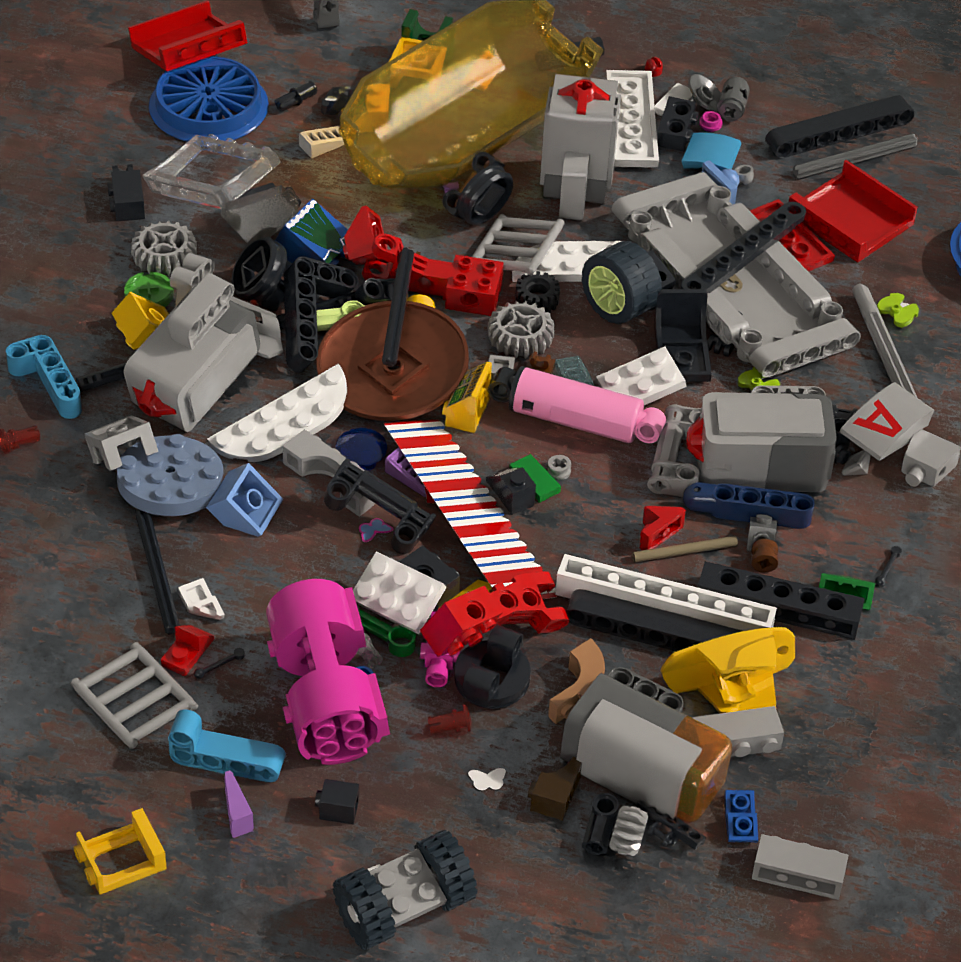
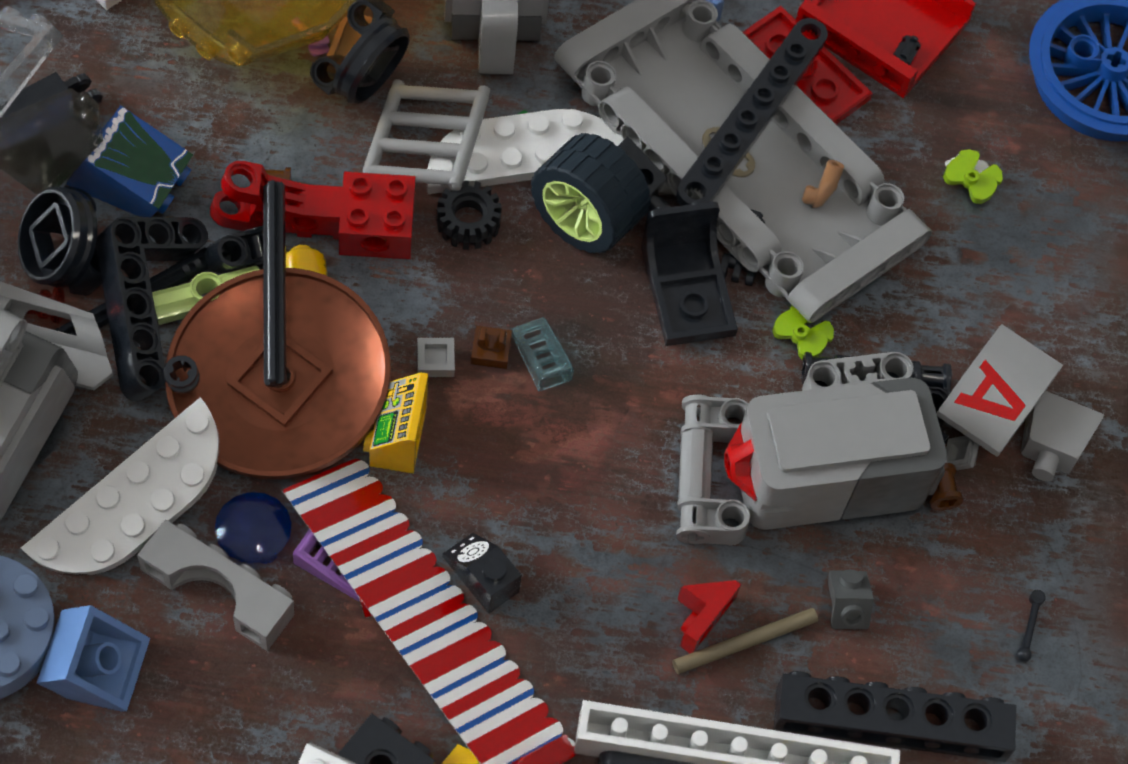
camera: 15 degrees left, 15 degrees up
(328, 359) = (179, 386): none -> black bush
(362, 235) = (206, 158): red slope -> none
(375, 526) = (287, 672): medium blue sticker -> none
(413, 519) = (304, 632): black piece -> none
(520, 329) = (452, 297): light grey gear -> none
(545, 484) = (516, 543): green tile -> none
(558, 472) = (545, 530): light grey bush -> none
(576, 405) = (556, 415): bright pink piece -> none
(645, 377) = (640, 355): white plate -> none
(741, 502) = (839, 542): dark blue piece -> none
(764, 555) = (861, 640): reddish brown wheel -> none
(789, 302) = (827, 185): none -> medium nougat arm
(838, 480) = (946, 494): none -> reddish brown bush
(850, 586) = (984, 676): green slope -> none
(865, 230) = (907, 48): none -> black piece
(881, 338) = (965, 240): light grey piece -> none

